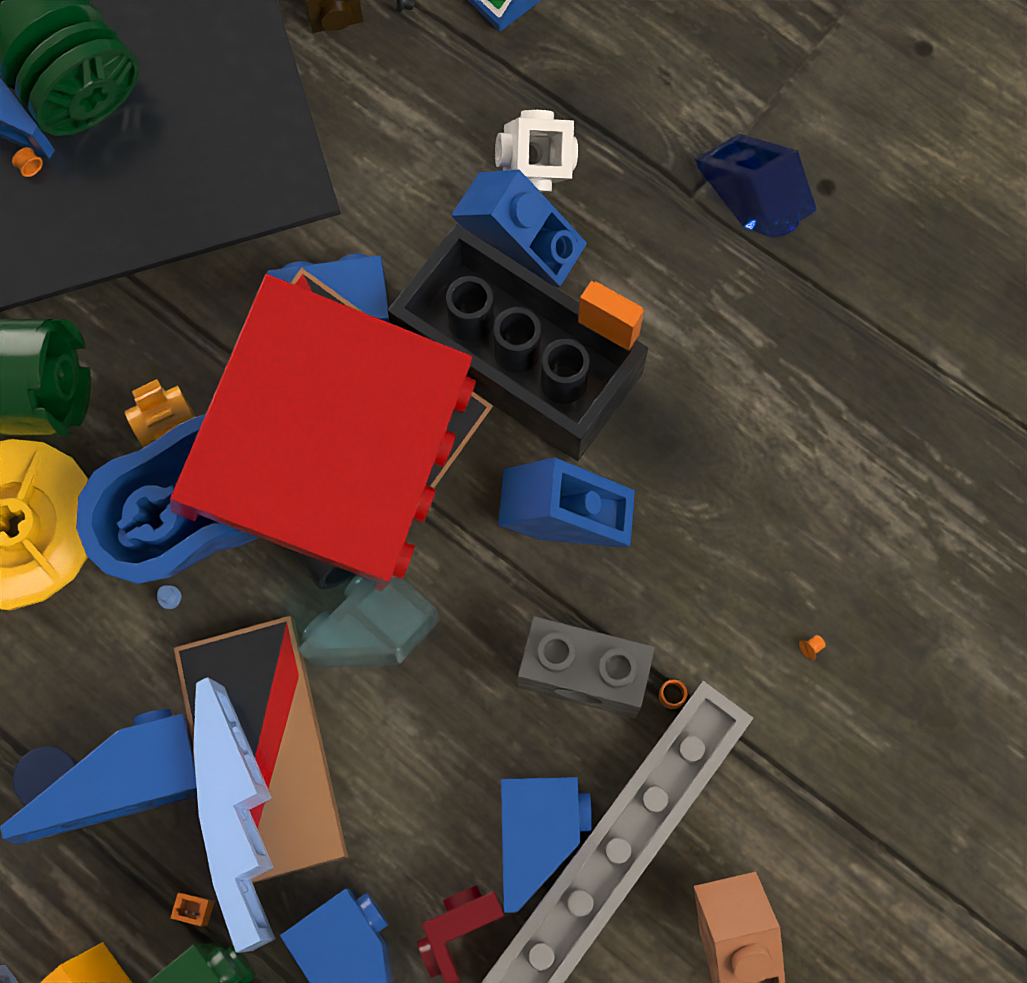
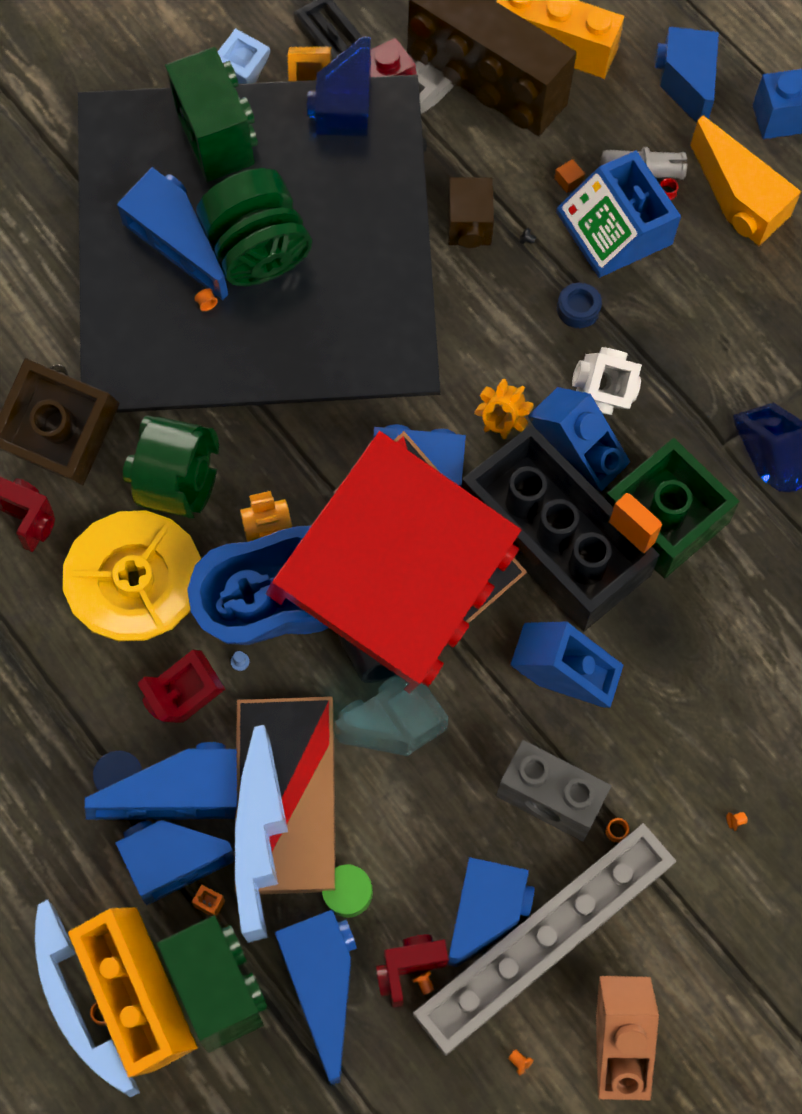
camera: 10 degrees right, 5 degrees down
(99, 652) = (181, 688): none -> dark red bracket
(126, 870) = (169, 857): none -> blue slope
(368, 853) = (351, 893): none -> bright green tile
(414, 225) = (512, 402): none -> light orange gear
(482, 943) = (424, 982): none -> orange piece
(483, 69) = (579, 305): none -> dark blue tile
(659, 271) = (683, 498): none -> dark green brick

